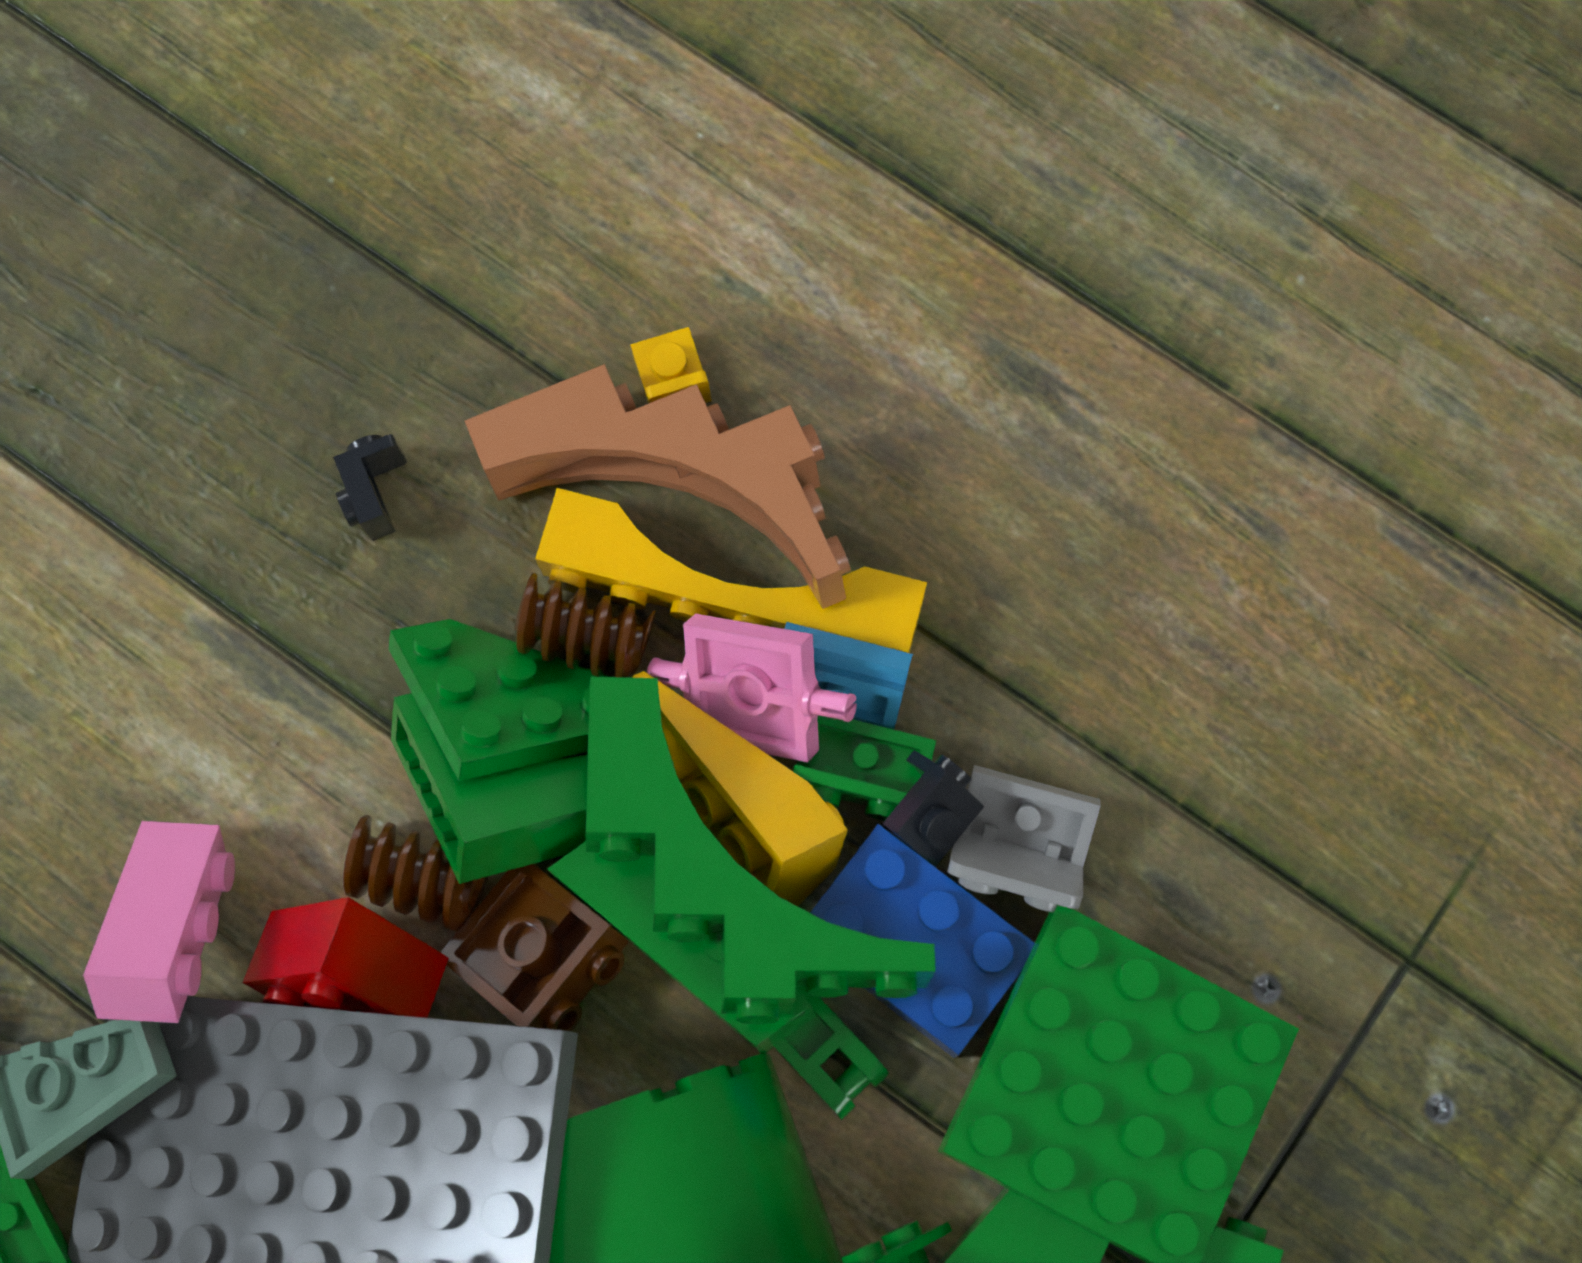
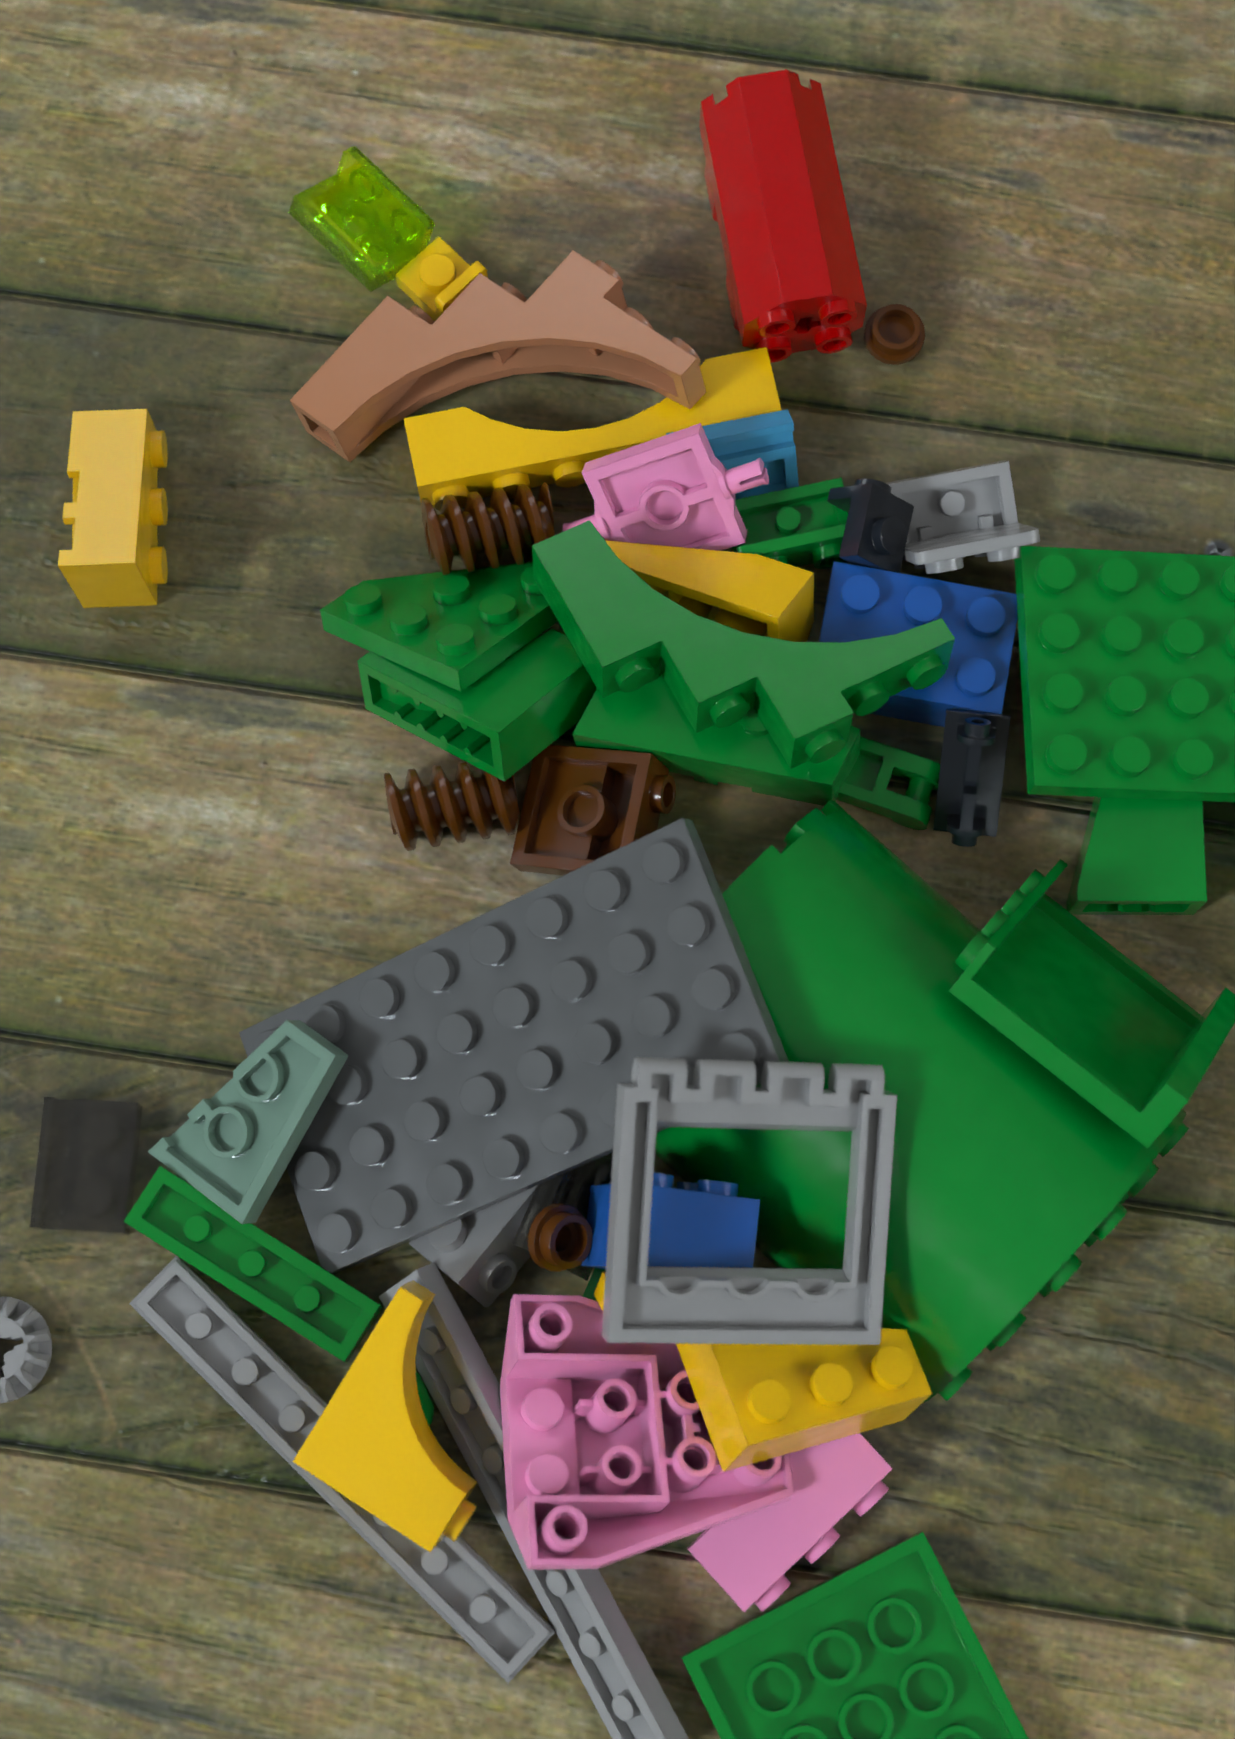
camera: 30 degrees left, 0 degrees up
(159, 922) = (261, 940): bright pink brick -> none
(260, 444) = (115, 509): none -> yellow wedge
(344, 960) = (429, 890): red brick -> none
(361, 497) = (227, 510): black bracket -> none
(625, 281) = (363, 220): none -> clear neon green bracket
(904, 1096) = (971, 775): none -> black hinge
(1005, 464) = (781, 216): none -> red brick
(1063, 623) = (894, 334): none -> reddish brown plate

